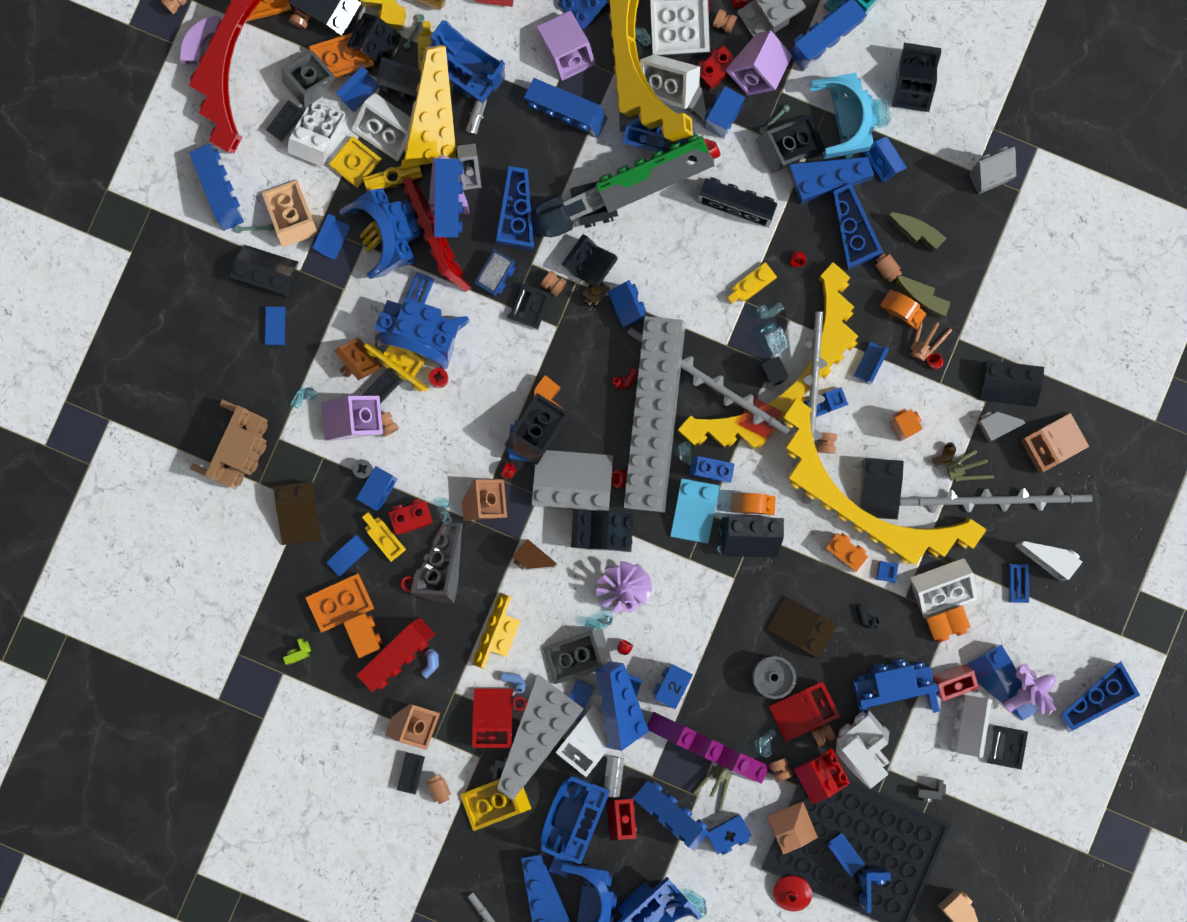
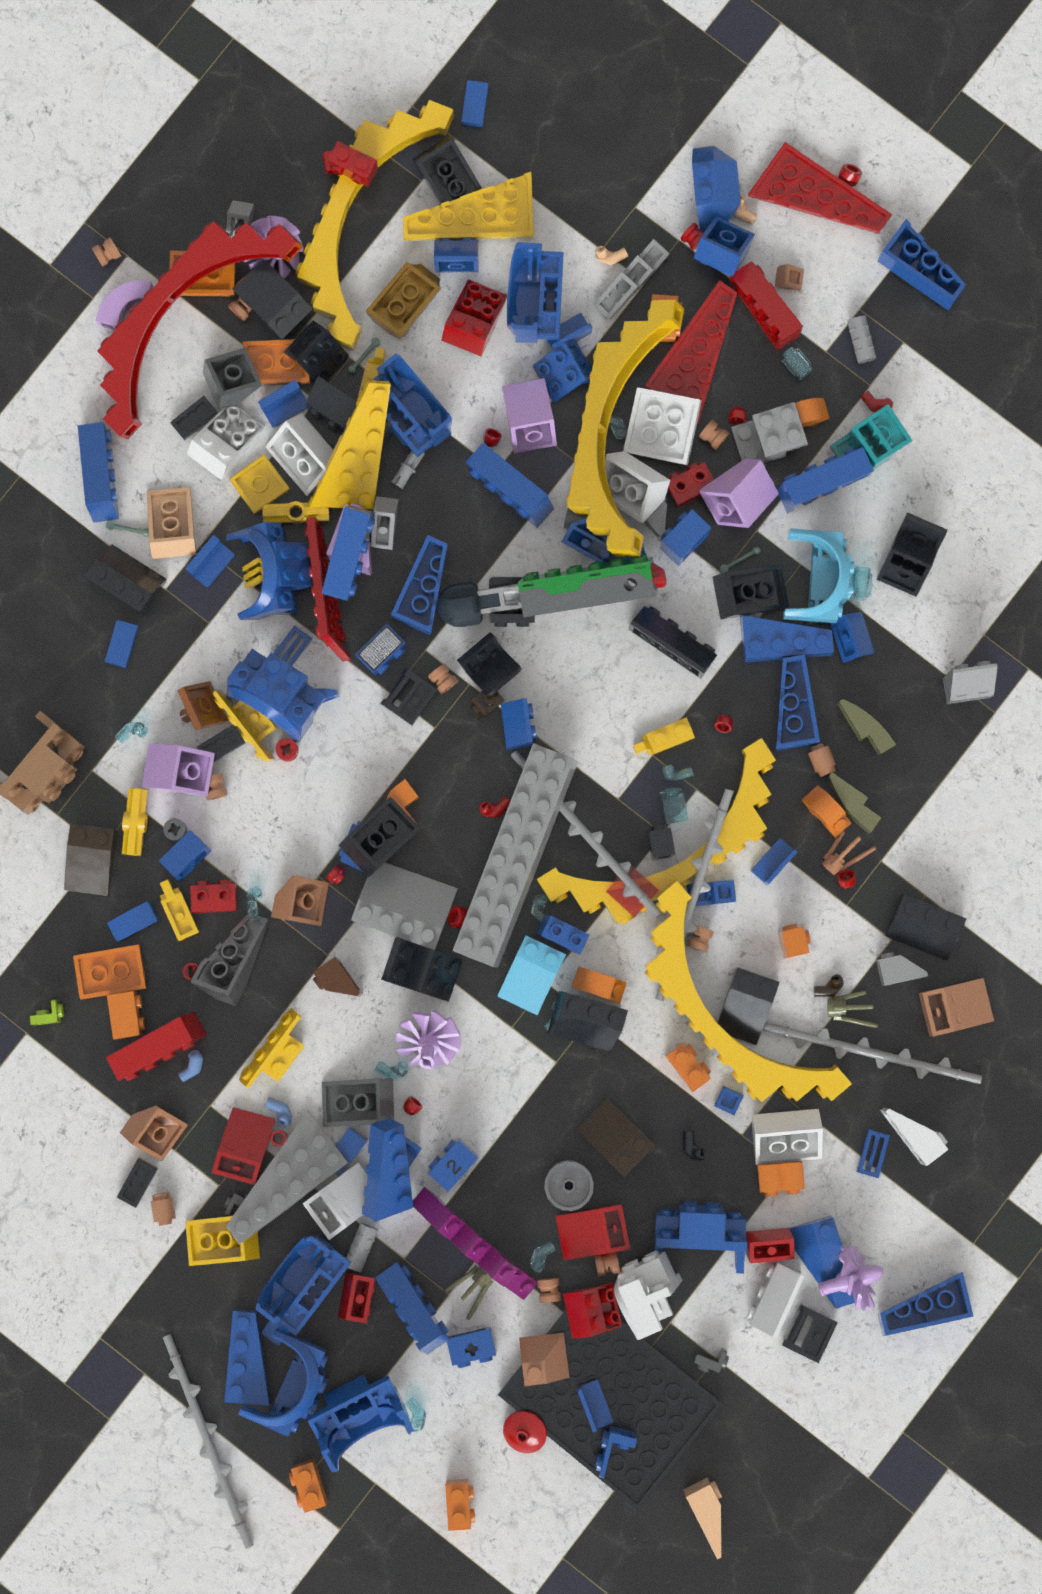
camera: 20 degrees right, 0 degrees up
(327, 471) = (134, 822): none -> yellow piece
(539, 71) = (491, 437): none -> red hinge

